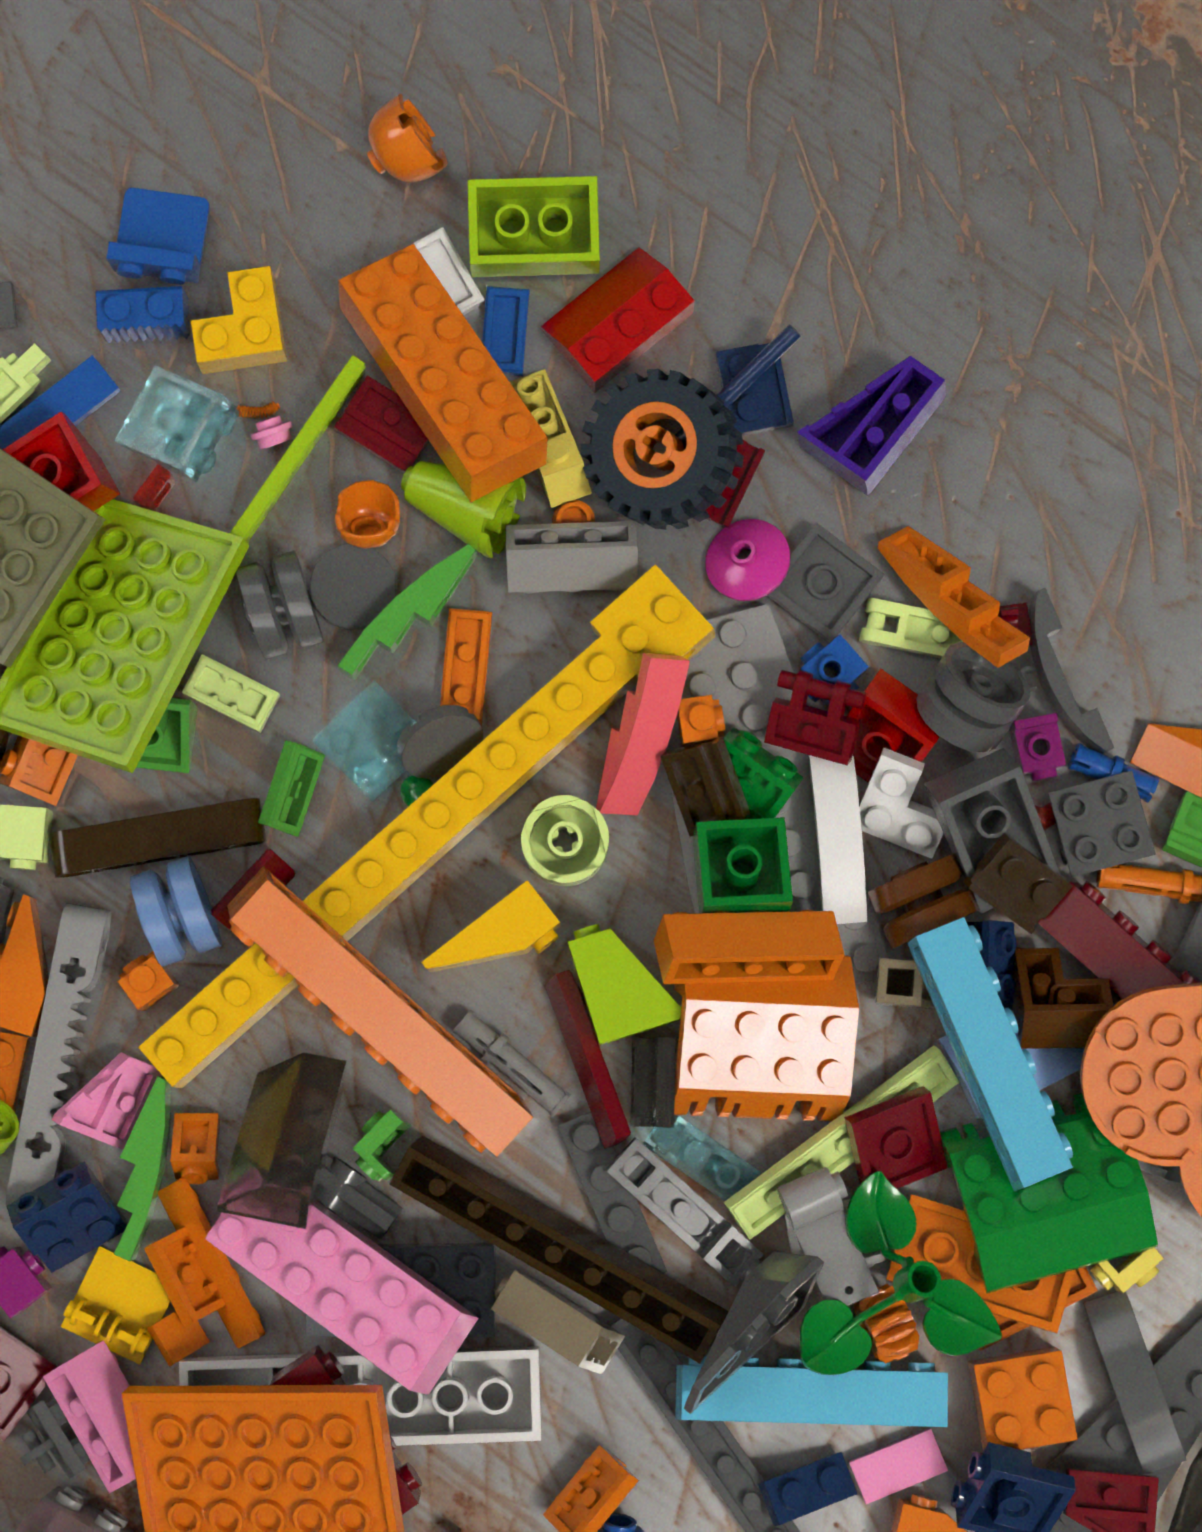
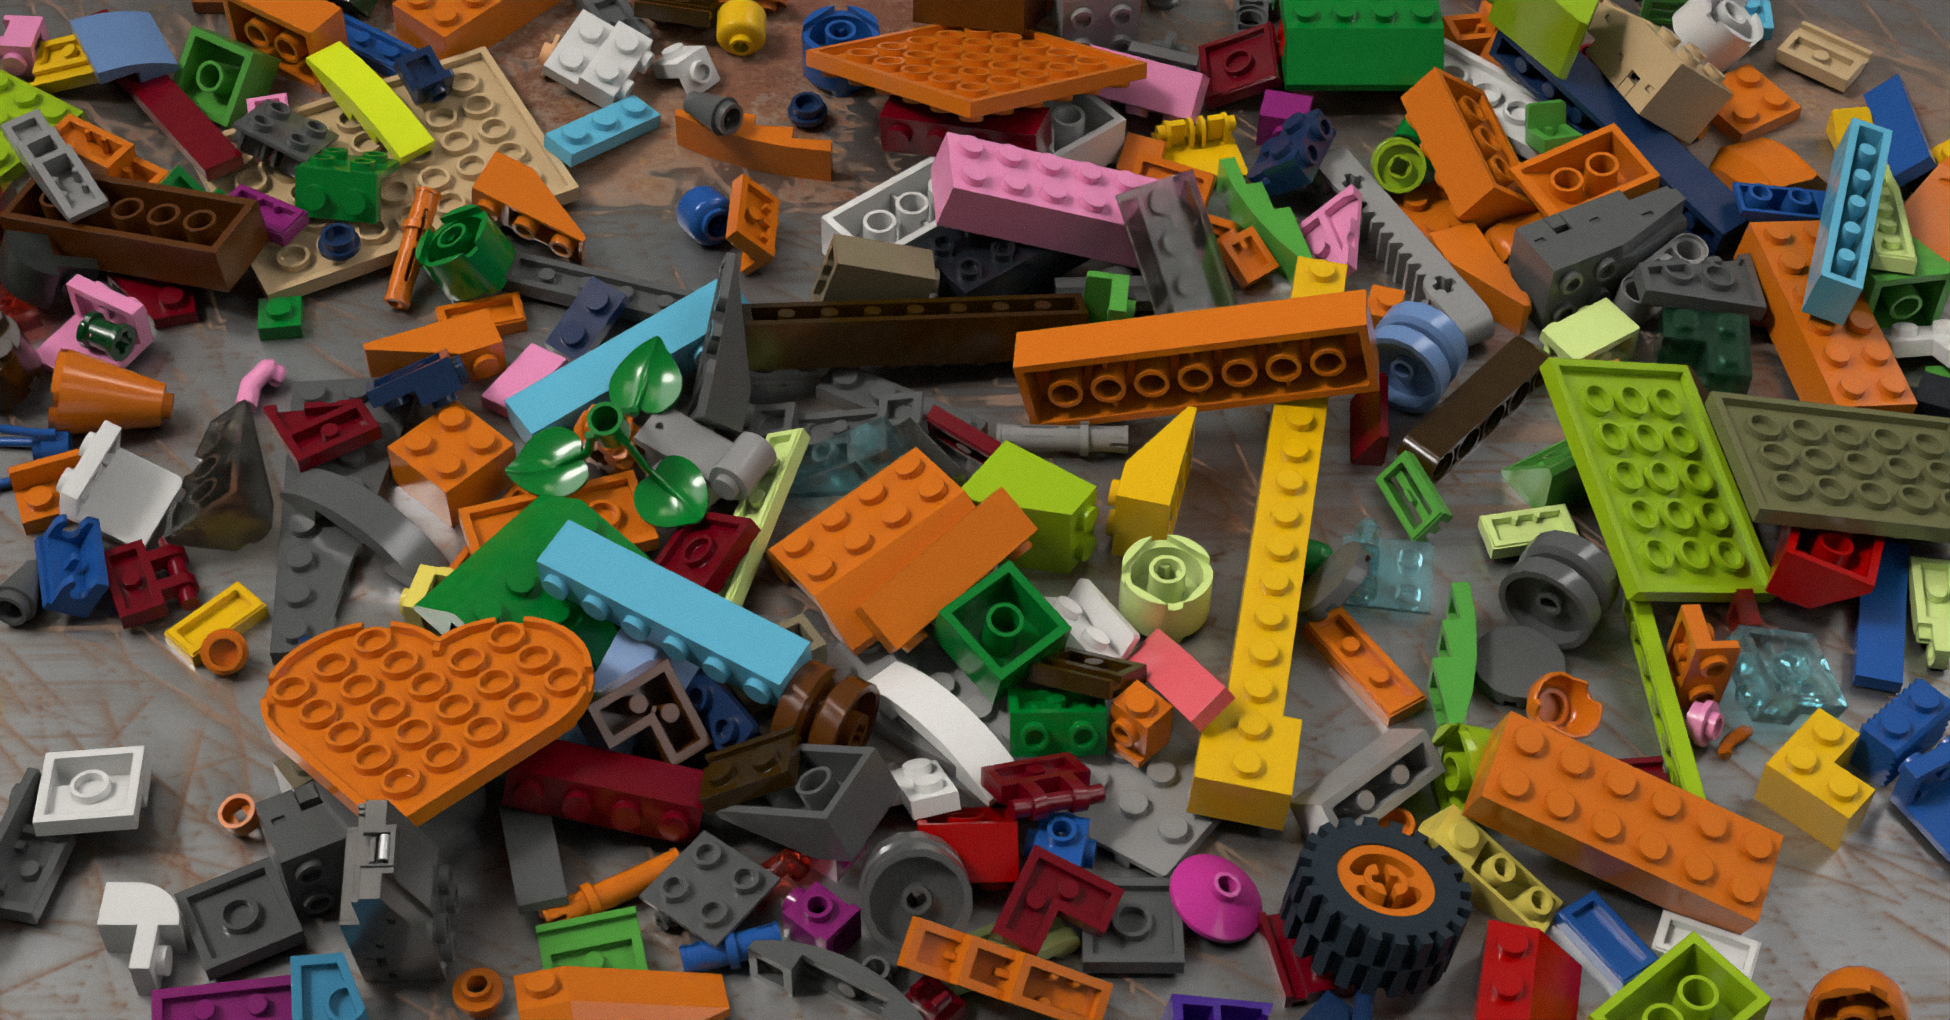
camera: 145 degrees right, 35 degrees down
(242, 476) = (1696, 661): none -> orange bracket
(653, 855) = (1095, 622): none -> white bracket
(876, 631) = (1049, 889): none -> dark red plate

